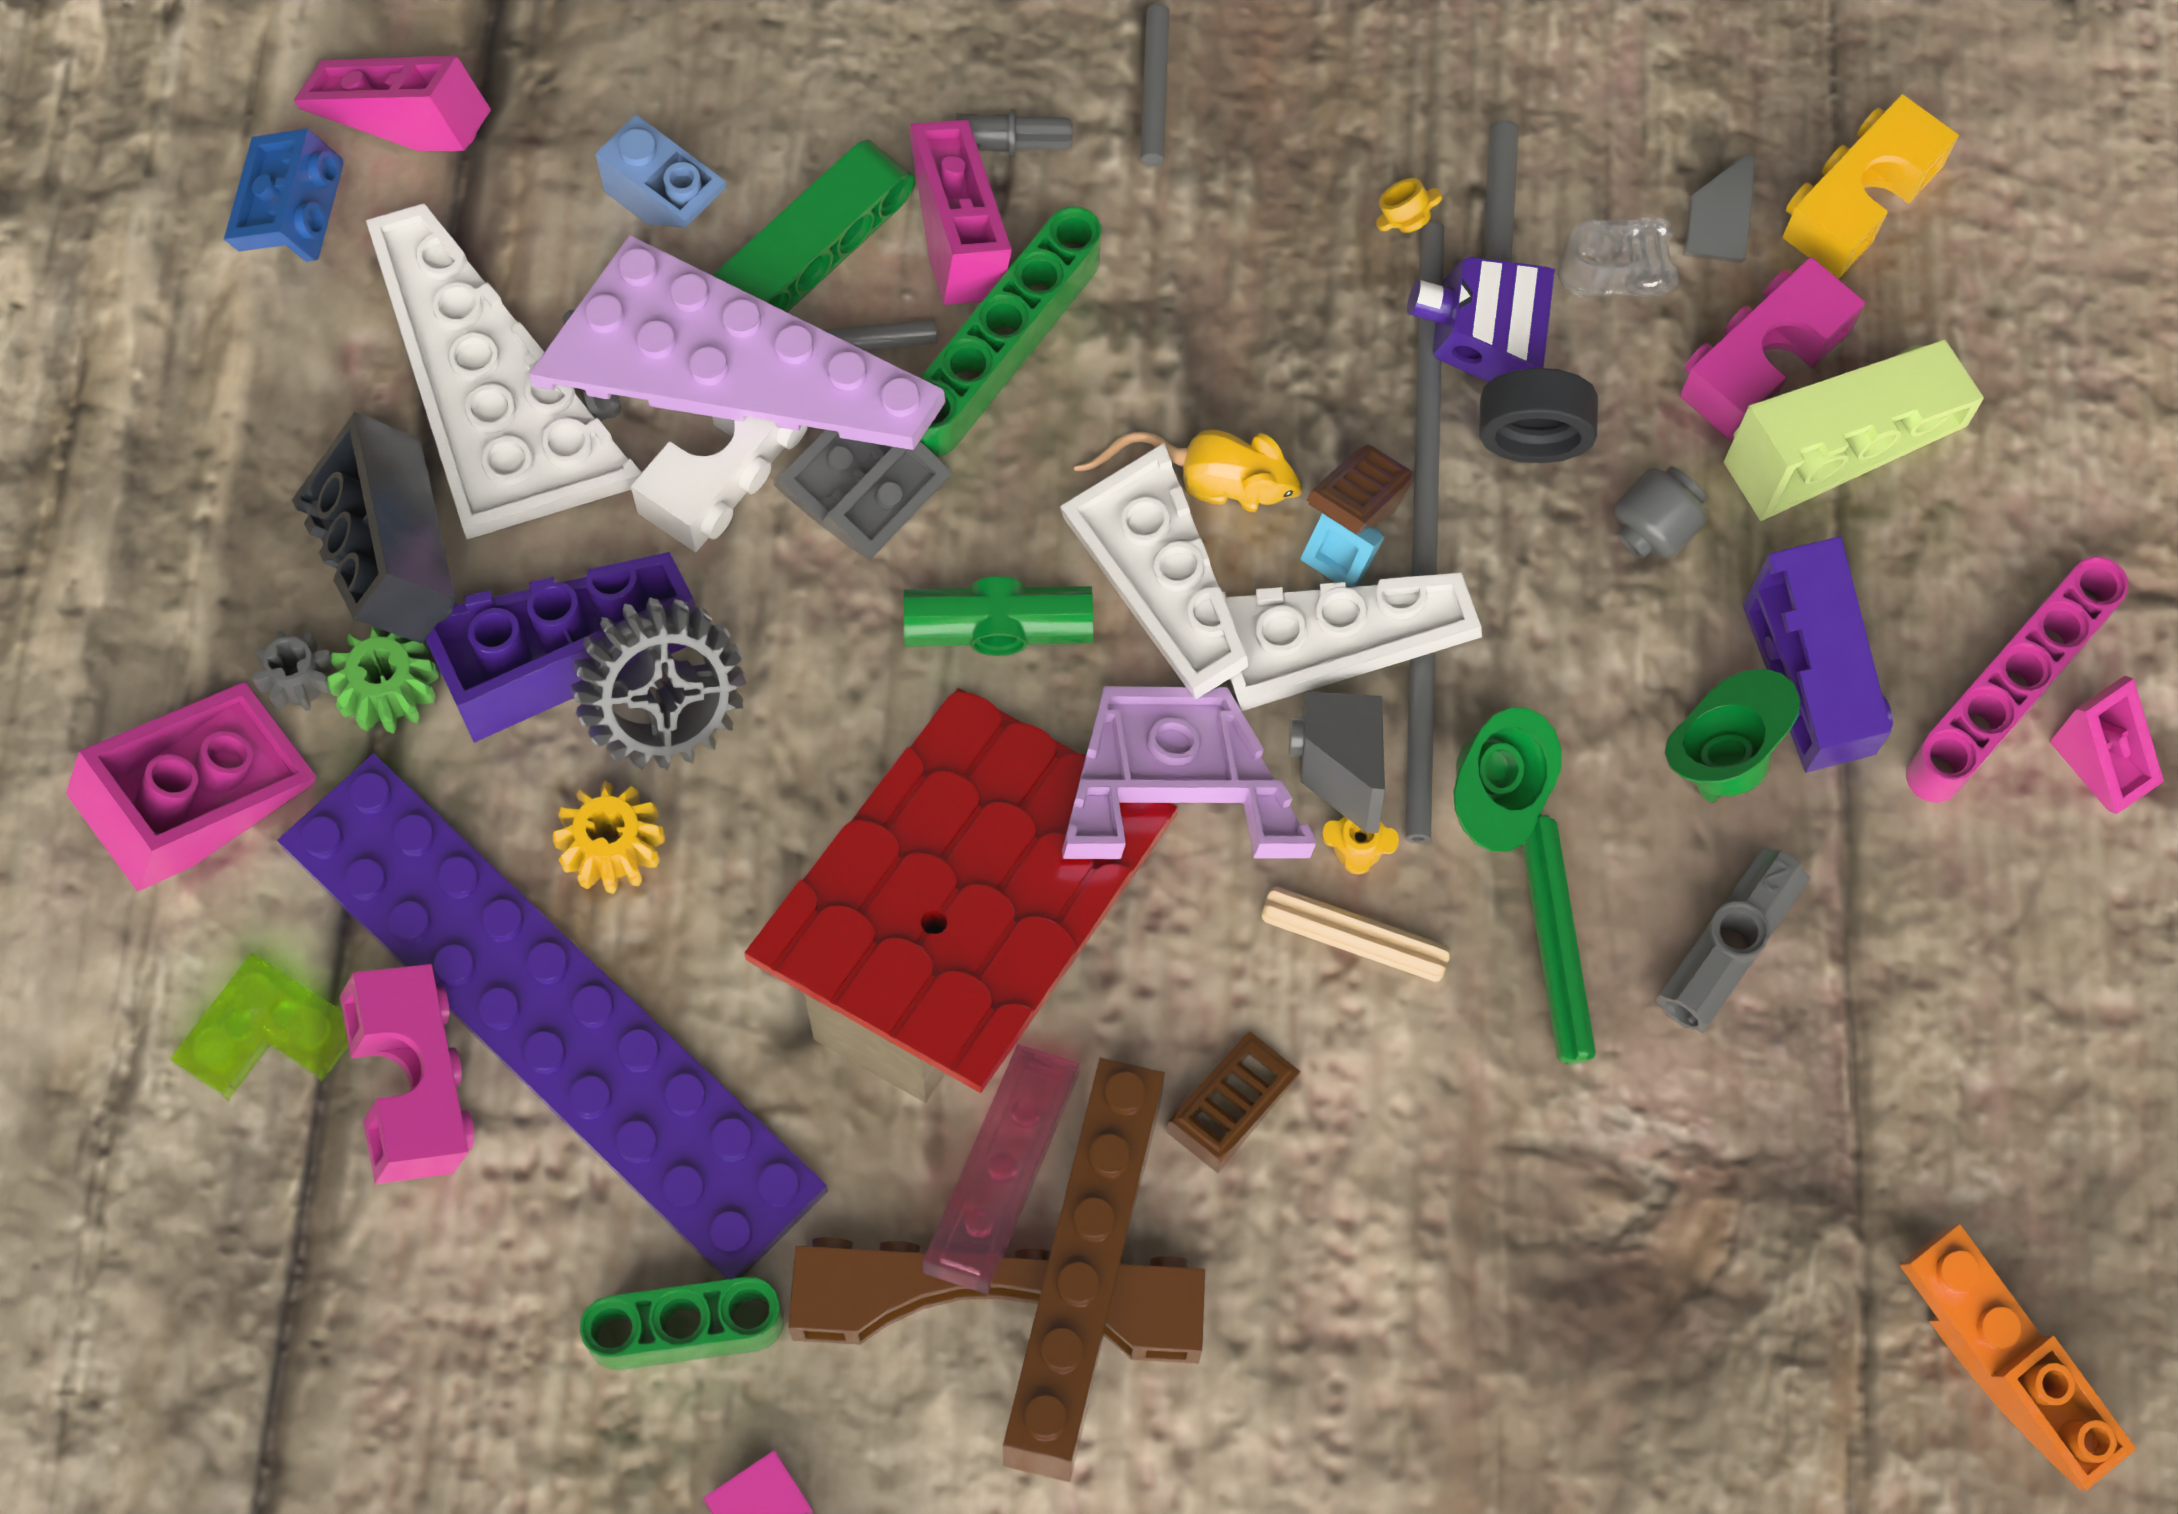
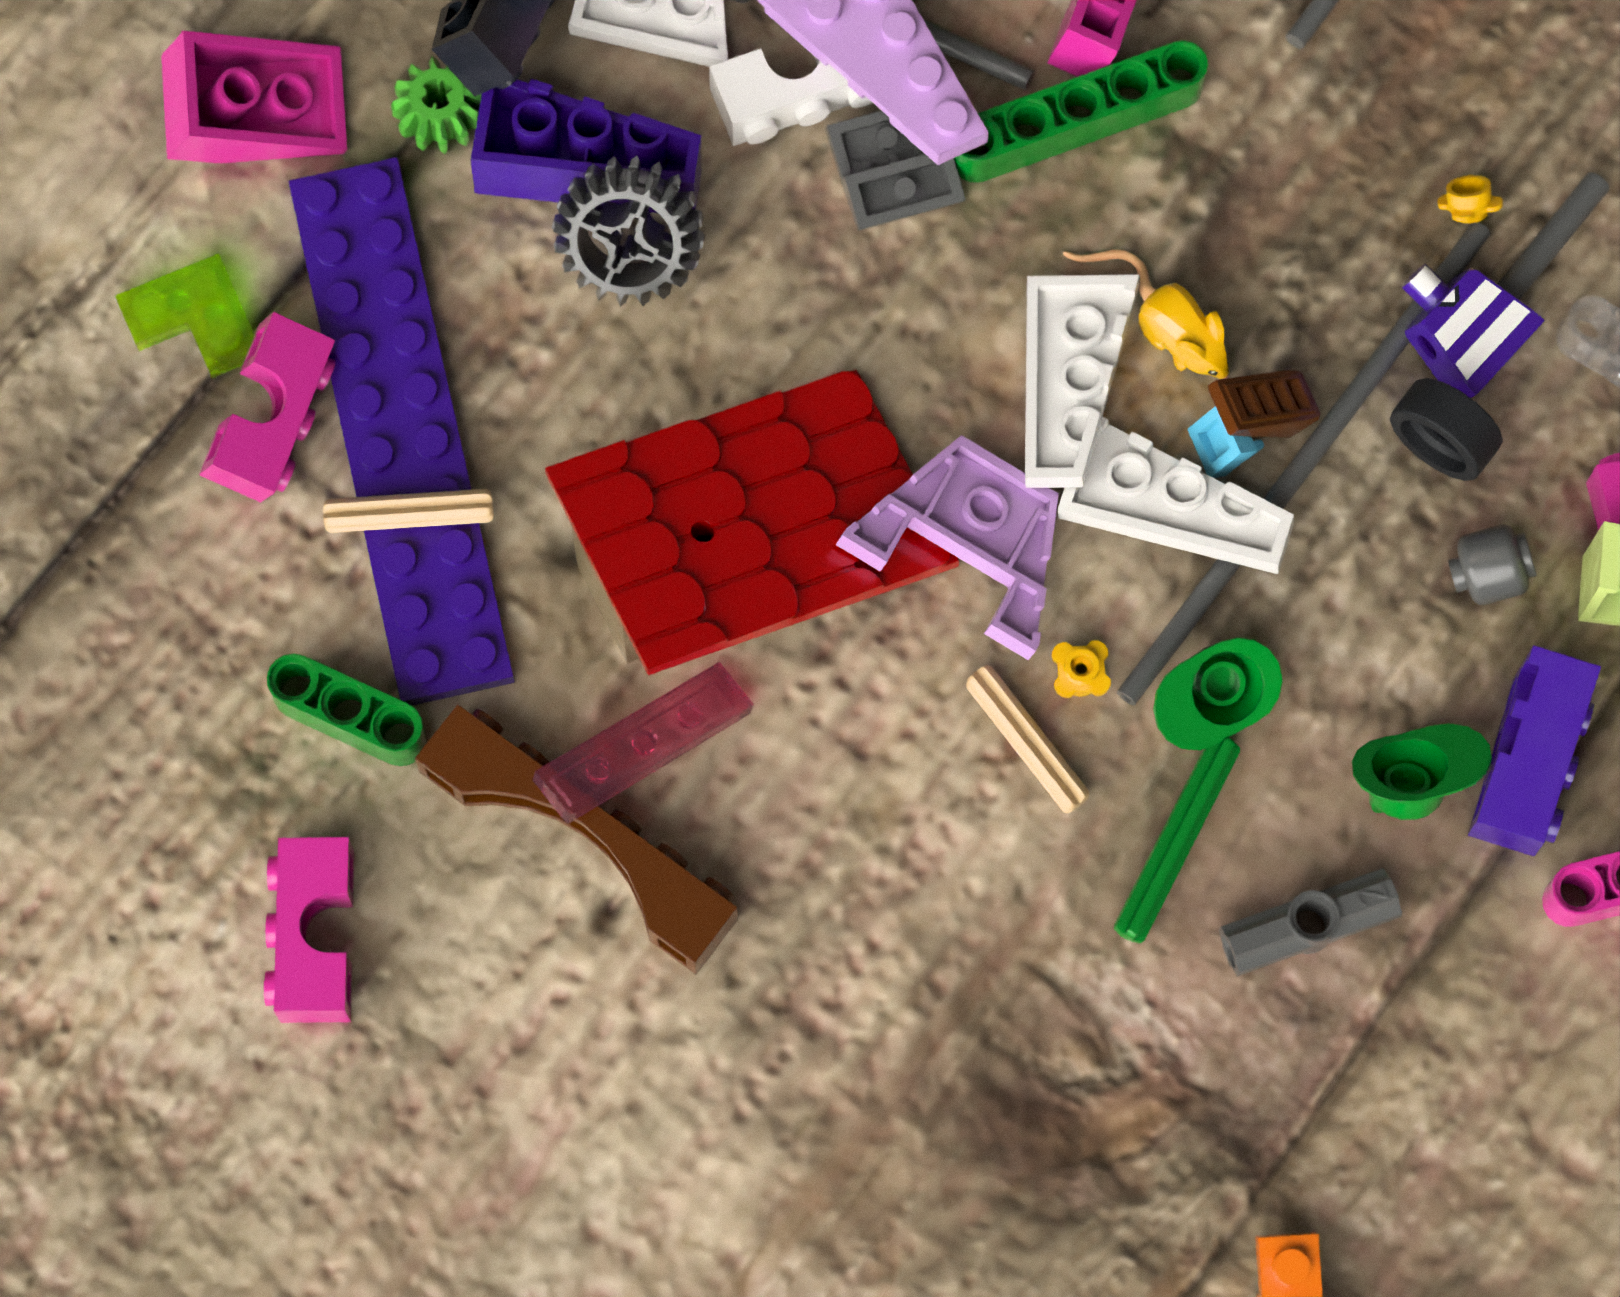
camera: 35 degrees right, 5 degrees up
(284, 655) = (366, 54): dark grey gear -> none
(594, 855) = (503, 318): yellow gear -> none
(616, 1086) = (408, 510): none -> tan axle
(998, 616) = (922, 332): green piece -> none
(1083, 1271) = (605, 887): reddish brown arch -> none
(1202, 1141) = (814, 834): reddish brown slope -> none
(1343, 753) = (1108, 596): dark grey slope -> none

